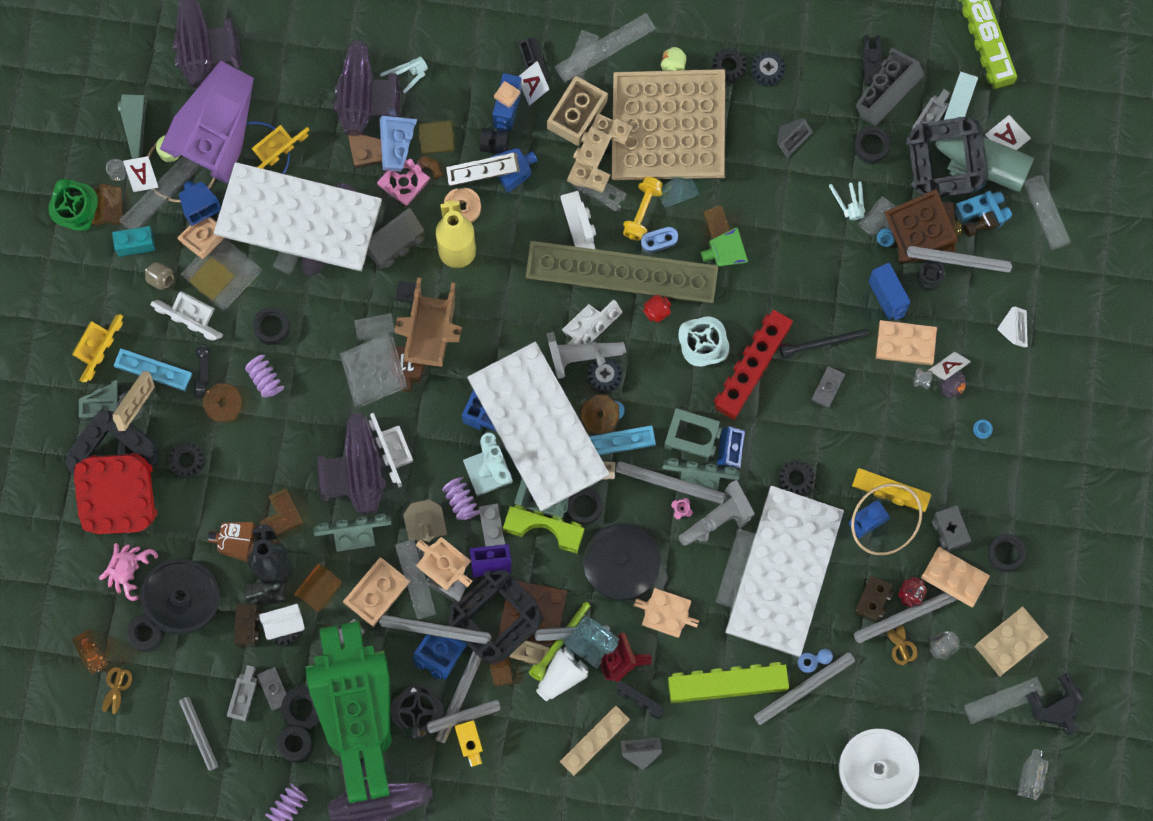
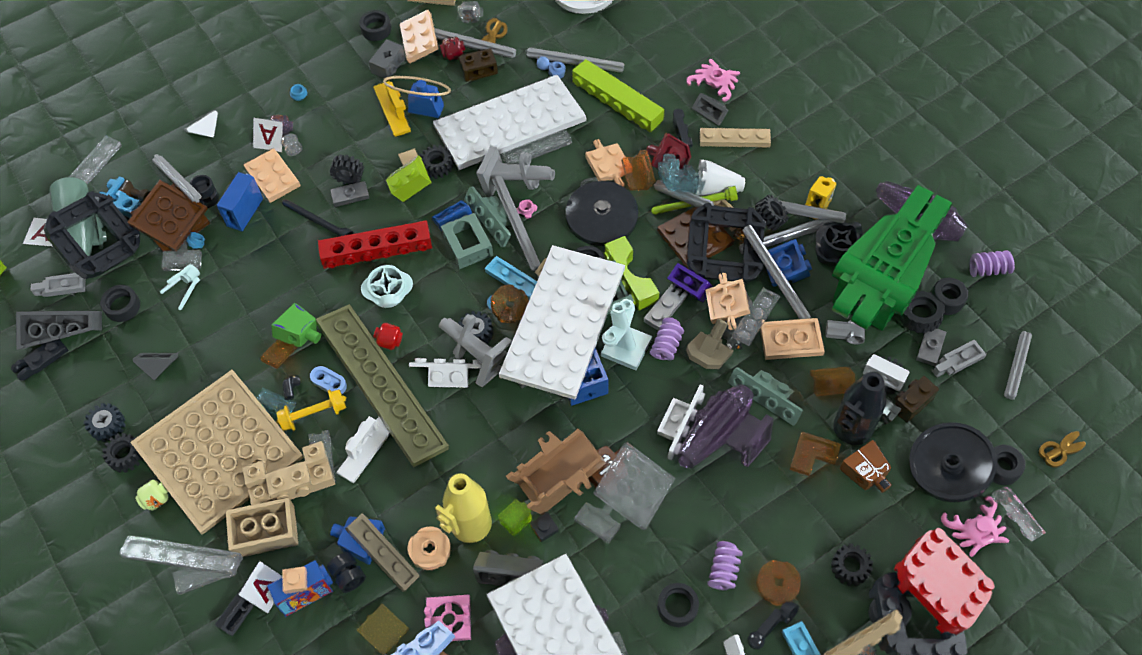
camera: 130 degrees left, 15 degrees down
(90, 652) = (1064, 492): clear orange slope -> none
(107, 604) = (1018, 513): none -> clear plate
(426, 161) = (412, 608): clear orange arm -> none
(429, 277) = (515, 517): none -> clear neon green brick
(497, 677) = (772, 212): none -> black tyre
(632, 622) = (638, 171): none -> clear orange panel
(667, 784) = (716, 78): none -> bright pink animal
(681, 209) = (288, 385): none -> black arm
(796, 437) = (408, 179): none -> lime slope
(821, 461) = (407, 156): none -> tan tile
(848, 396) = (346, 169): none -> black tyre
(961, 96) = (35, 271): light aqua slope -> none

